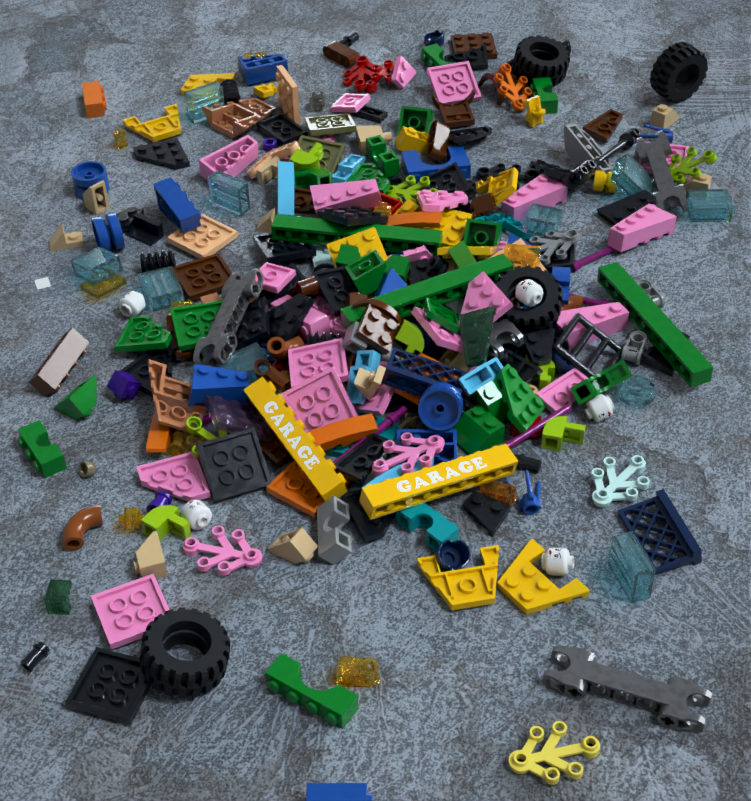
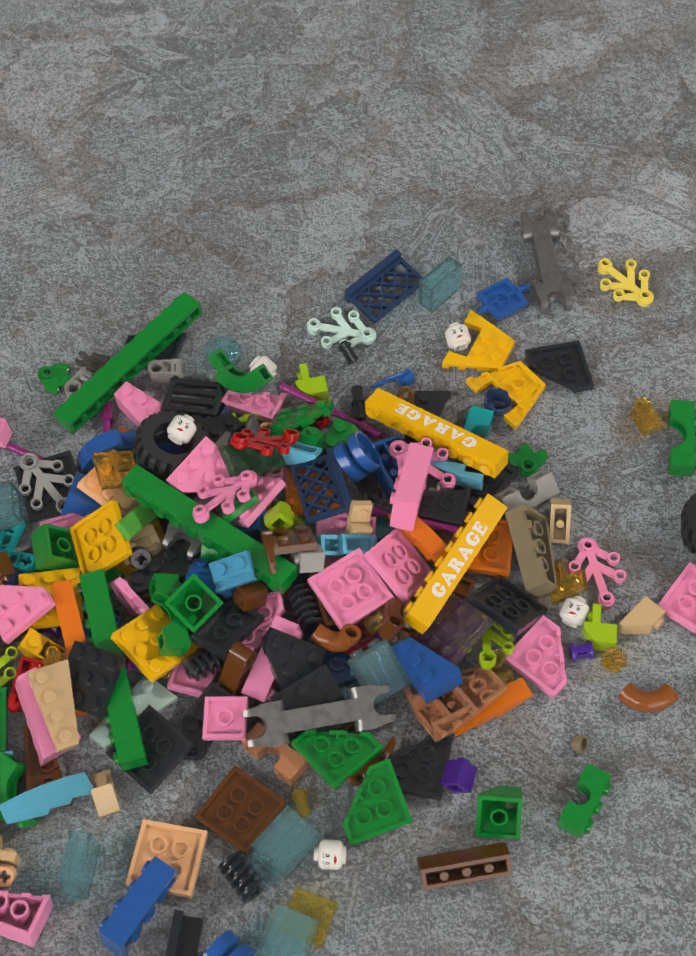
camera: 115 degrees left, 15 degrees up
(222, 516) = (568, 584): none -> clear yellow plate
(274, 507) = (533, 549): none -> dark tan wedge
(351, 192) = (55, 699): none -> tan wing
(376, 557) = (527, 458): none -> green plate
(377, 289) = (232, 571): none -> dark azure plate
(382, 422) = (410, 486): none -> bright pink wedge
(452, 316) = (245, 480): none -> bright pink plant
(470, 635) = (561, 364): none -> black plate
(491, 341) = (265, 442): none -> red plant
(585, 469) = (347, 351): none -> black pin
(589, 622) = (502, 299): none -> blue plate
(670, 287) = (57, 377): none -> green plate
(674, 311) = (92, 362): none -> clear smoke plate

